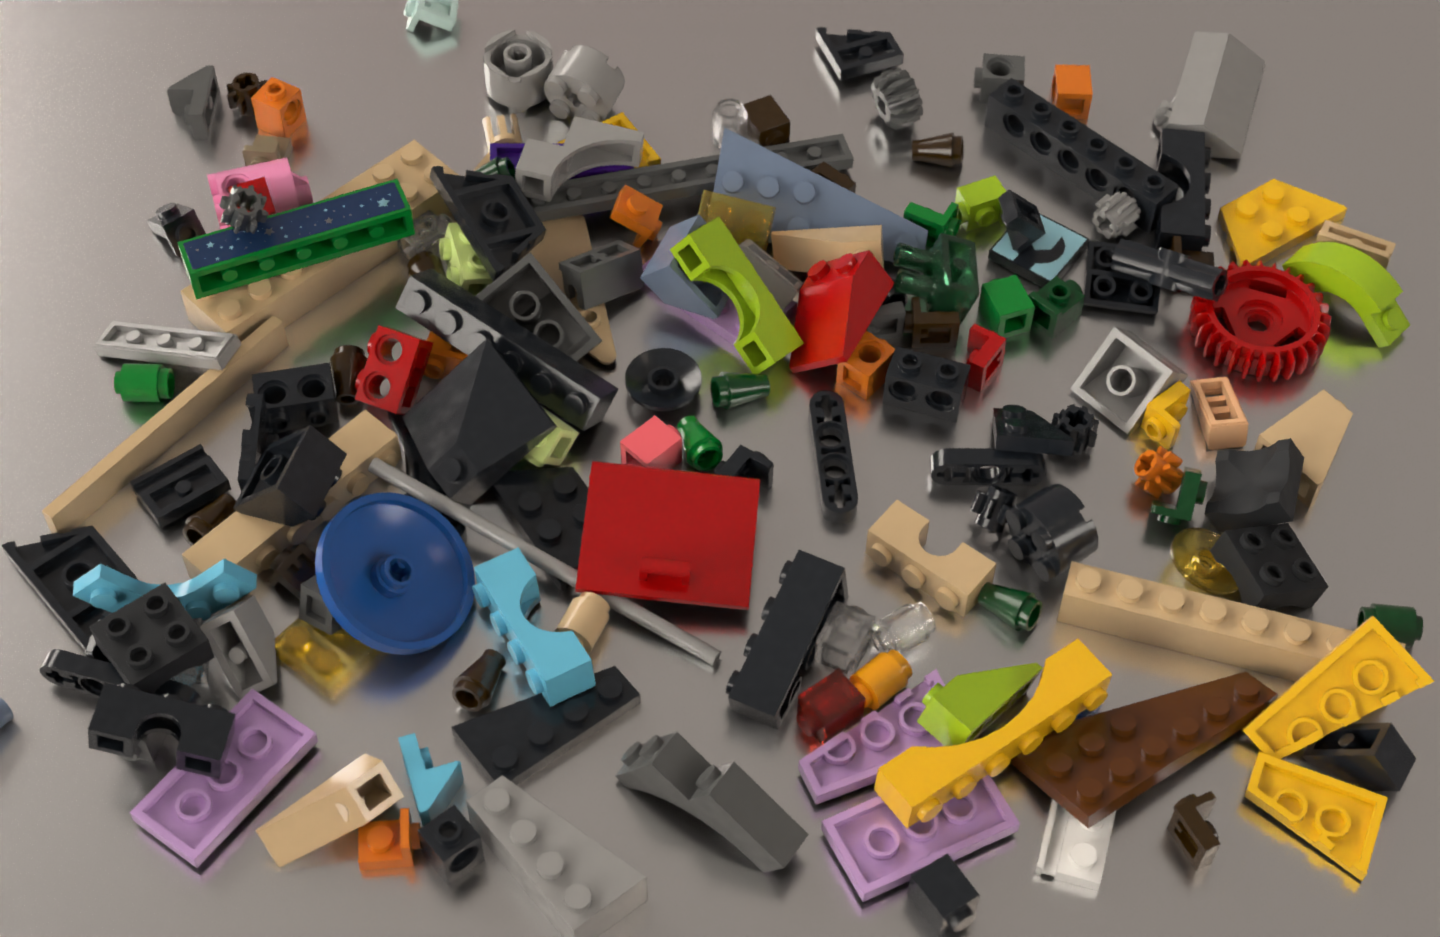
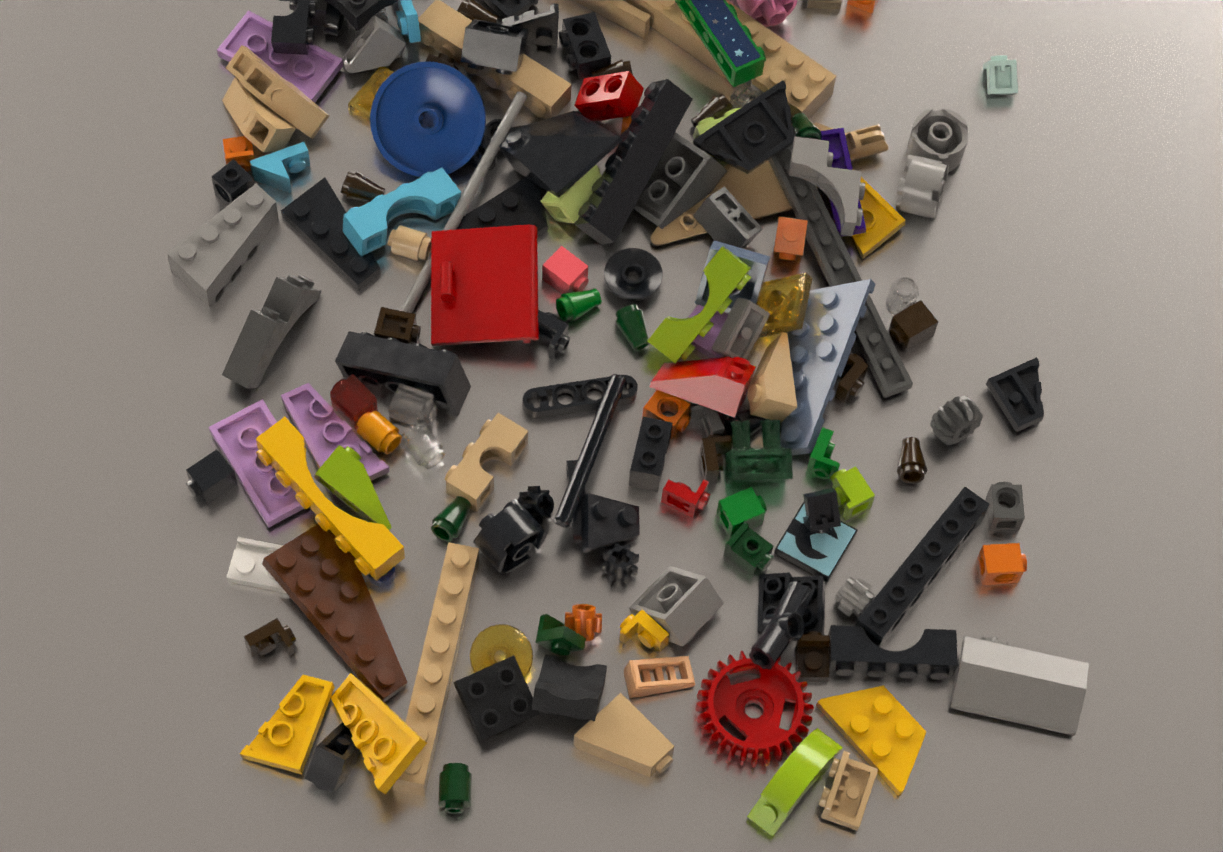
camera: 80 degrees right, 10 degrees up
(296, 774) = (277, 92): none -> tan slope
(721, 643) = (397, 325): none -> dark brown bracket
(931, 434) = (589, 451): none -> black axle

